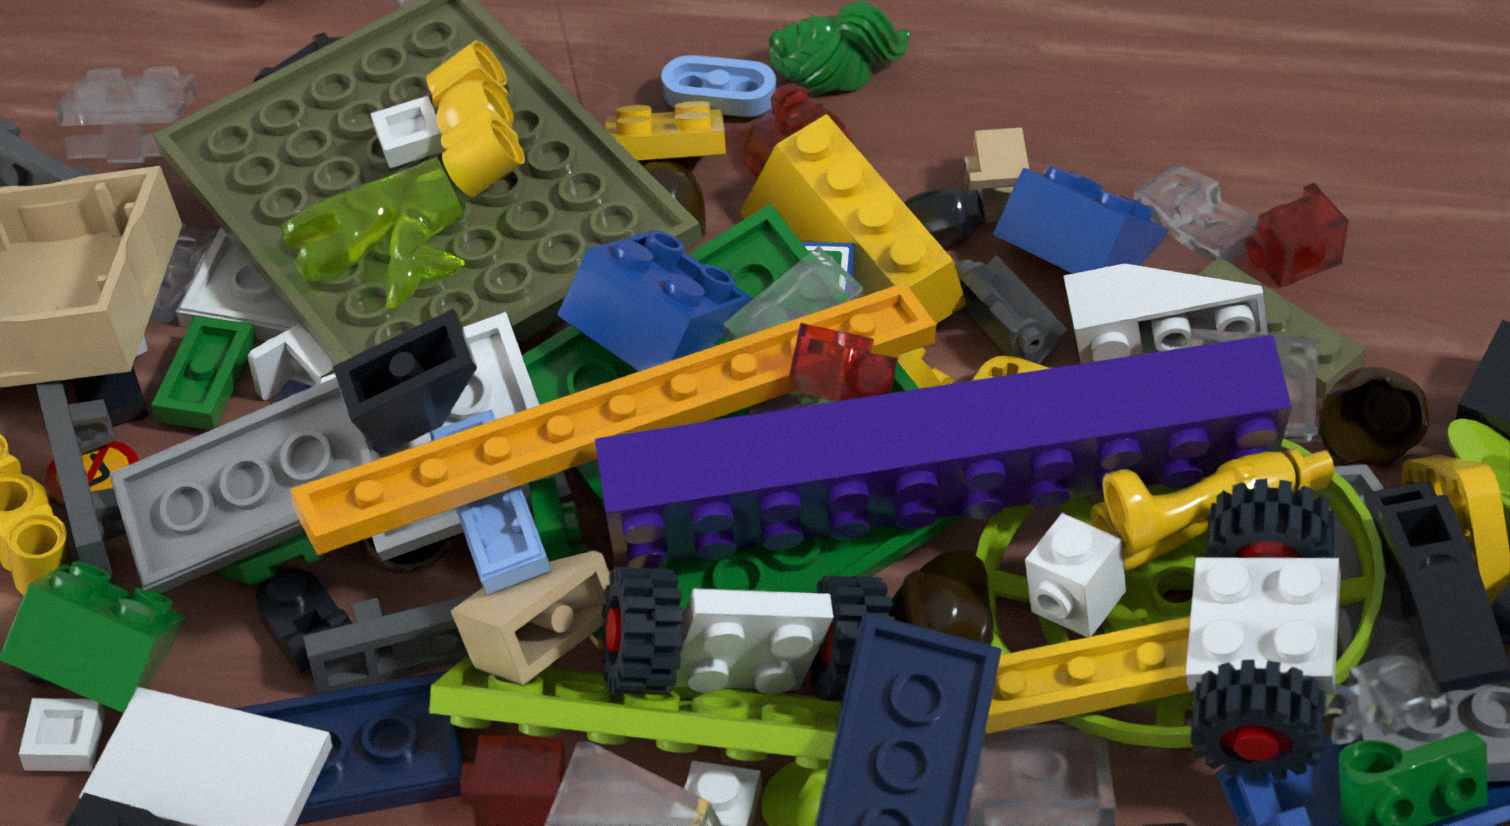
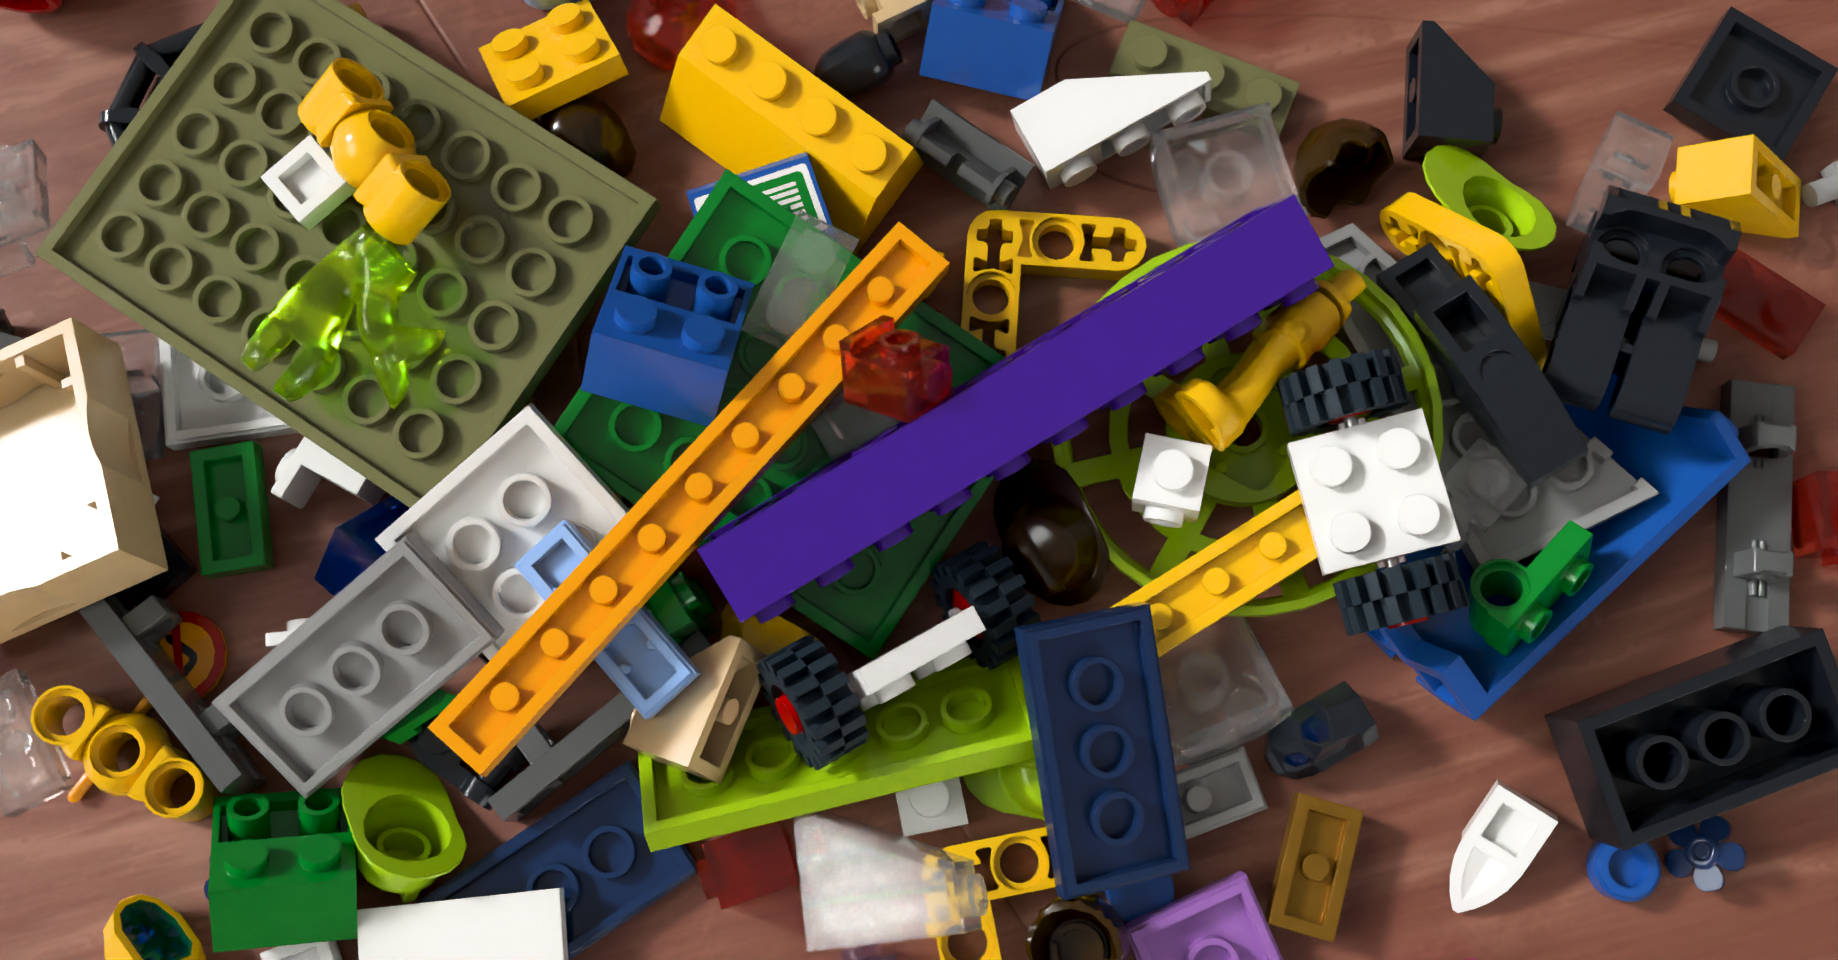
camera: 25 degrees left, 30 degrees up
(212, 646) = (401, 824): none -> lime piece
(407, 381) = (475, 544): black slope -> none

